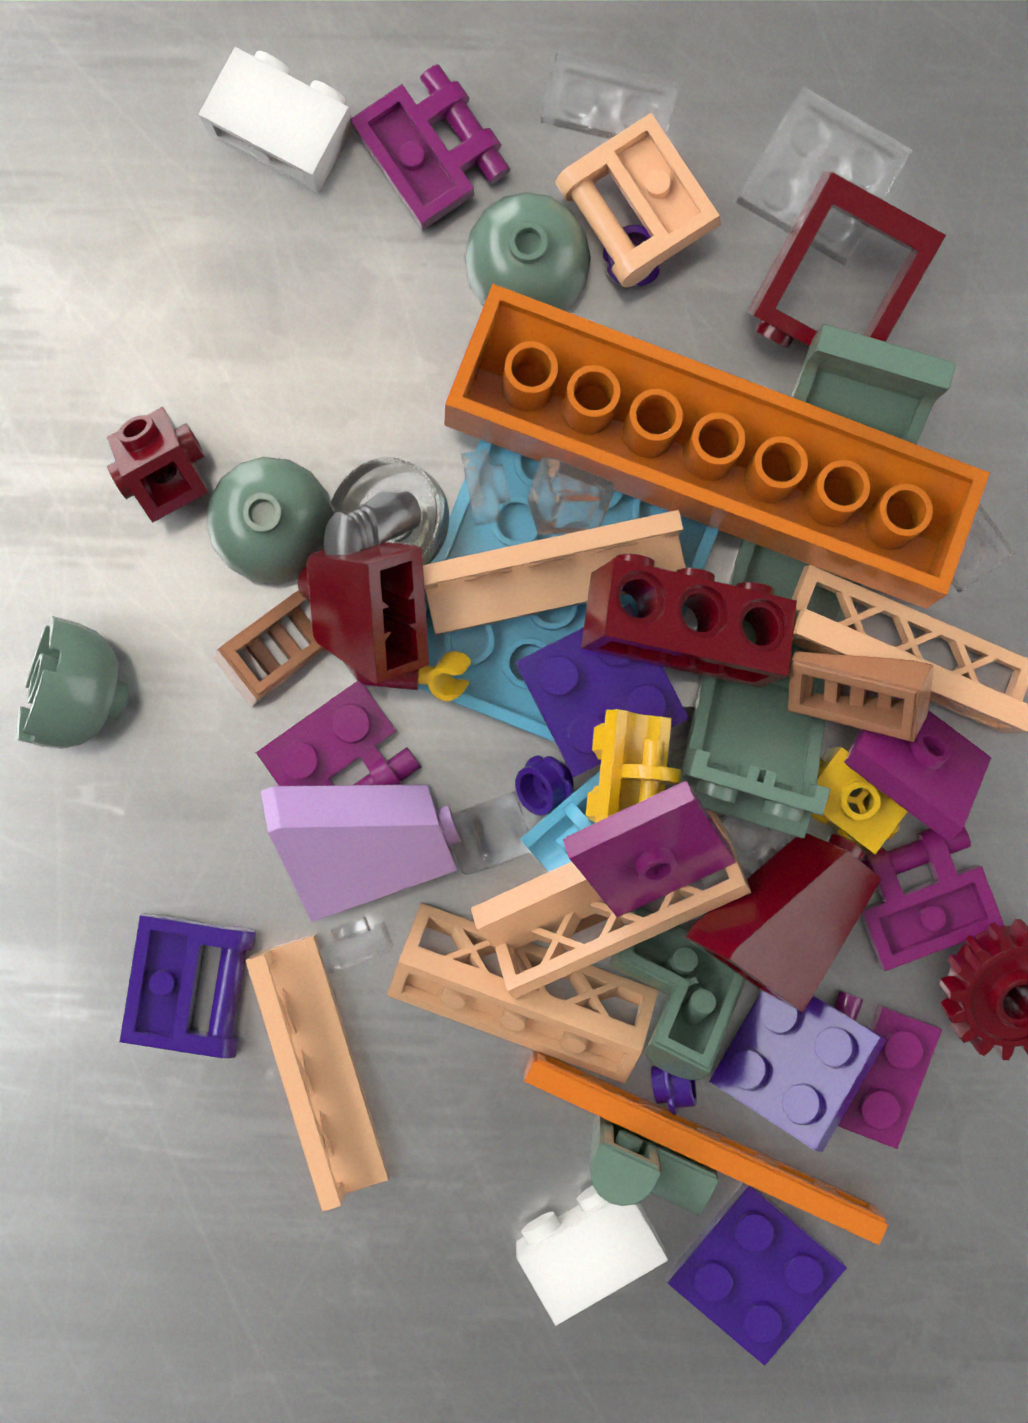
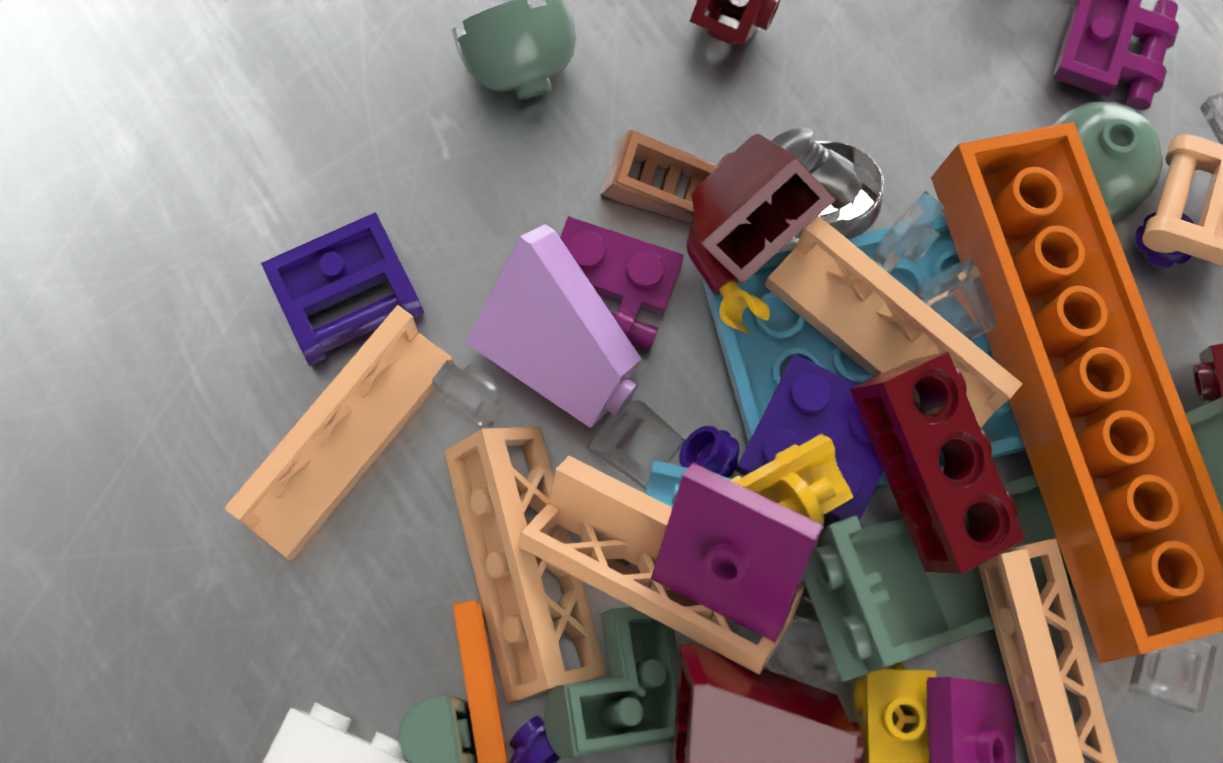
camera: 45 degrees right, 15 degrees down
(268, 519) = (751, 96): sand green cylinder -> none
(887, 676) = (1031, 662): nougat slope -> none

